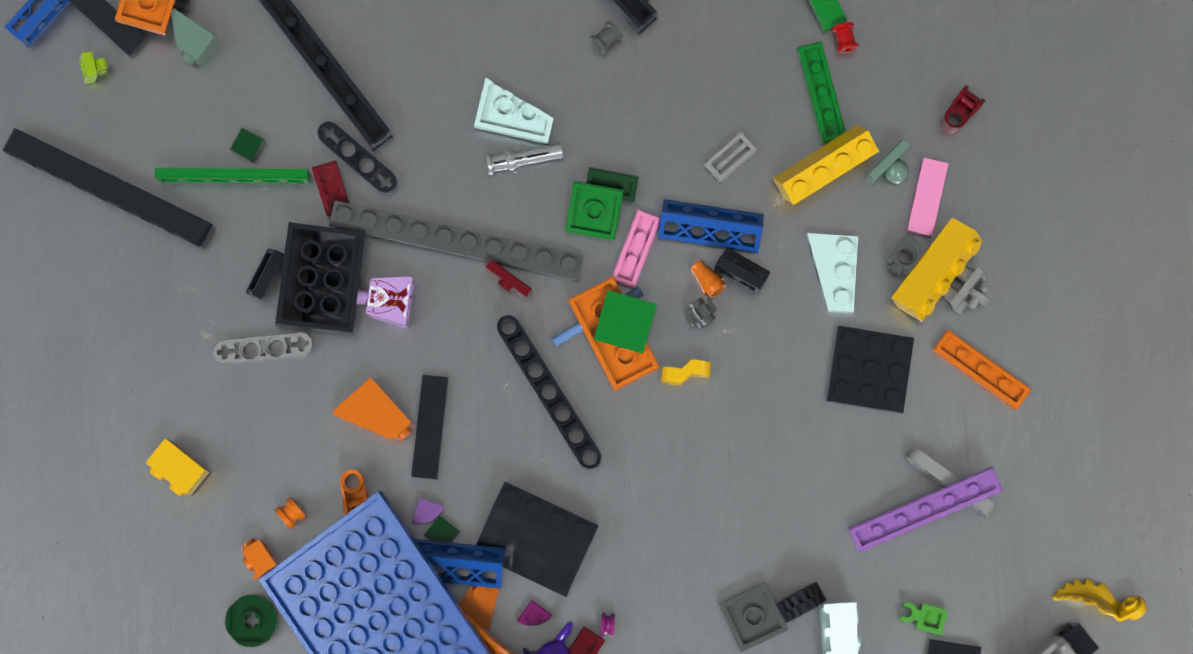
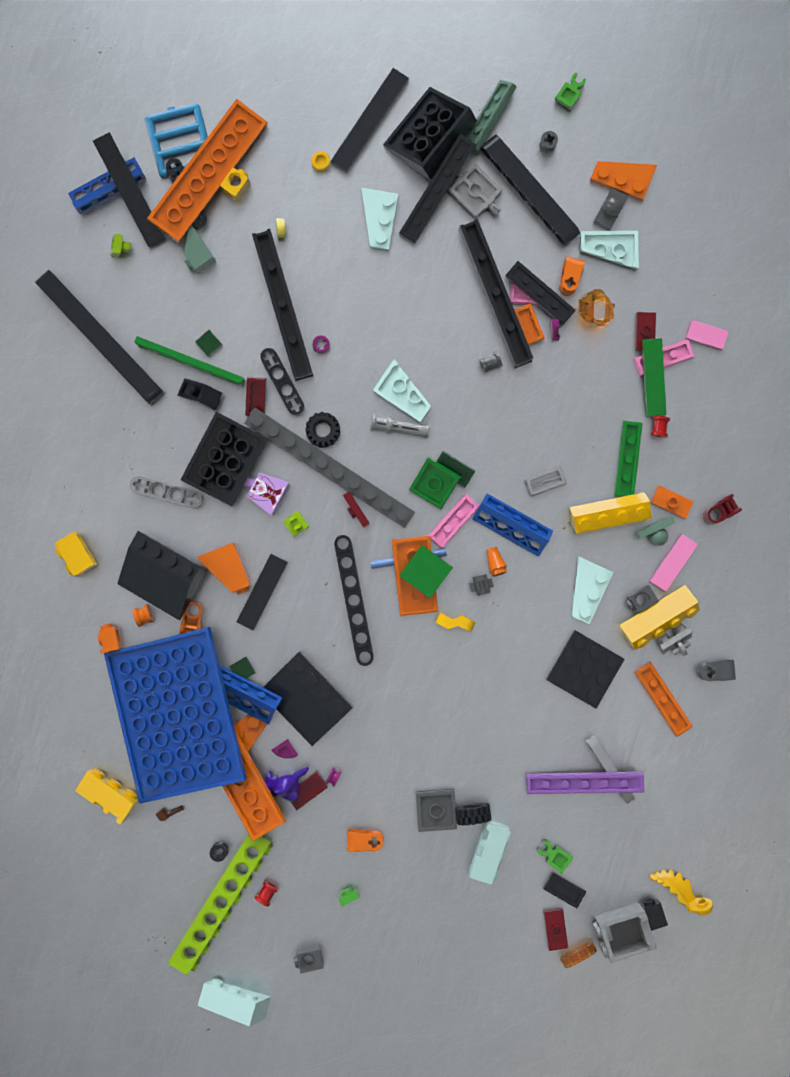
camera: 20 degrees right, 5 degrees up
(241, 631) = (98, 674): dark green plate -> none
(260, 210) = (200, 394): none -> black slope
(264, 273) = (186, 440): black tile -> none
(294, 452) = (160, 575): none -> black slope
(380, 94) = (315, 342): none -> magenta bush
(423, 183) = (322, 418): none -> black tyre
(426, 511) = (237, 650): medium lavender tile -> none
(440, 326) = (295, 523): none -> lime tile
(742, 270) = (522, 565): black bracket -> none
(896, 124) = (671, 502): none -> orange plate
(1036, 308) = (719, 671): none -> dark grey piece

